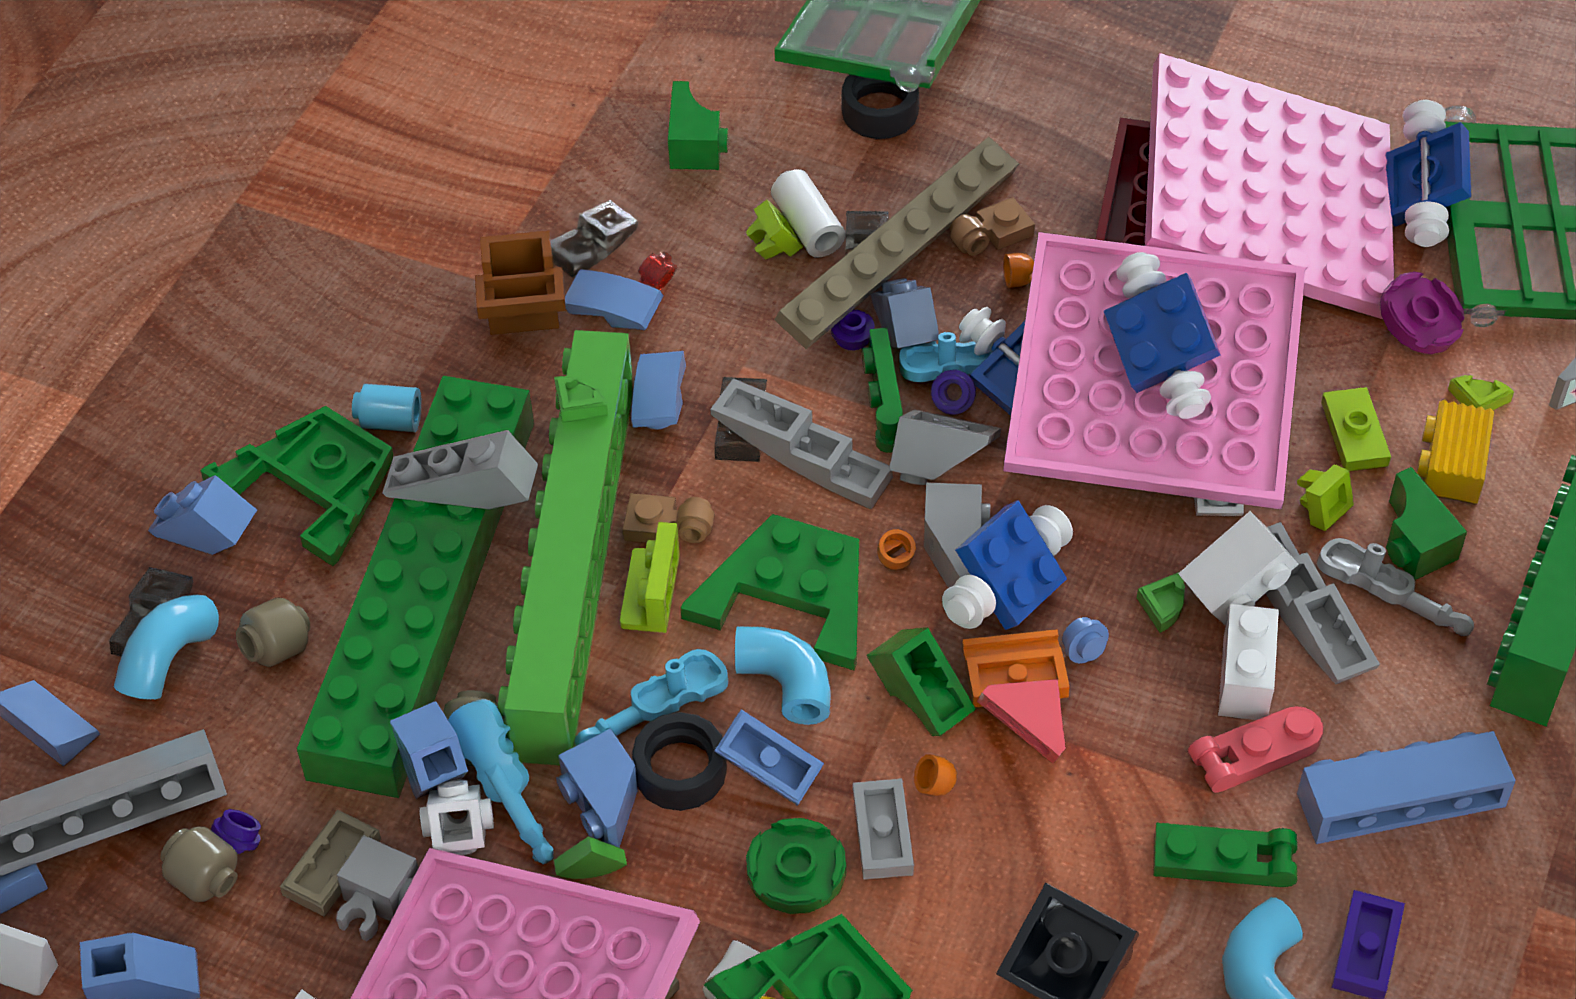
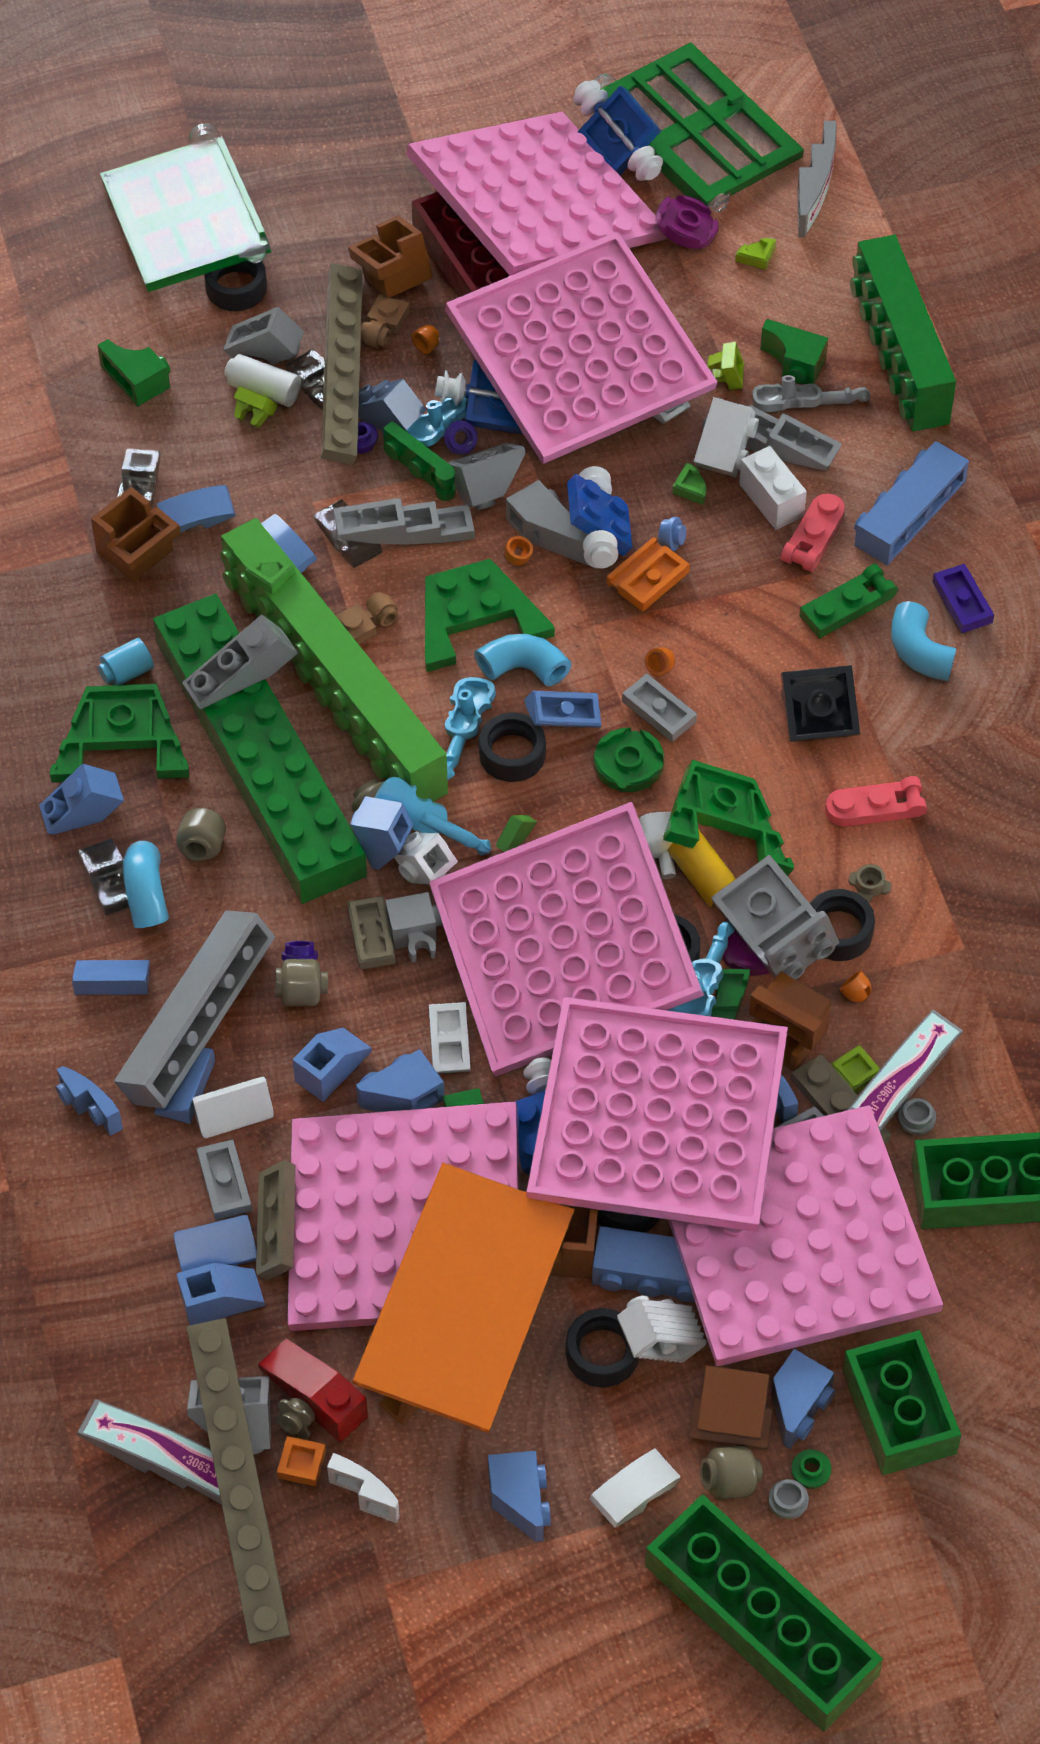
camera: 40 degrees left, 5 degrees up
(602, 784) = (484, 788): medium blue slope -> none
(651, 582) = (399, 657): lime bracket -> none
(657, 270) = (205, 474): clear red plate -> none
(851, 172) = (265, 336): none -> light grey arch
(922, 678) = (602, 610): green arch -> none
(1029, 711) = (687, 591): coral slope -> none
(1050, 166) = (393, 258): none -> dark orange plate
(1162, 334) = (576, 321): blue plate -> none
(1356, 429) = (707, 316): lime plate -> none
(1457, 450) = (777, 293): yellow brick -> none

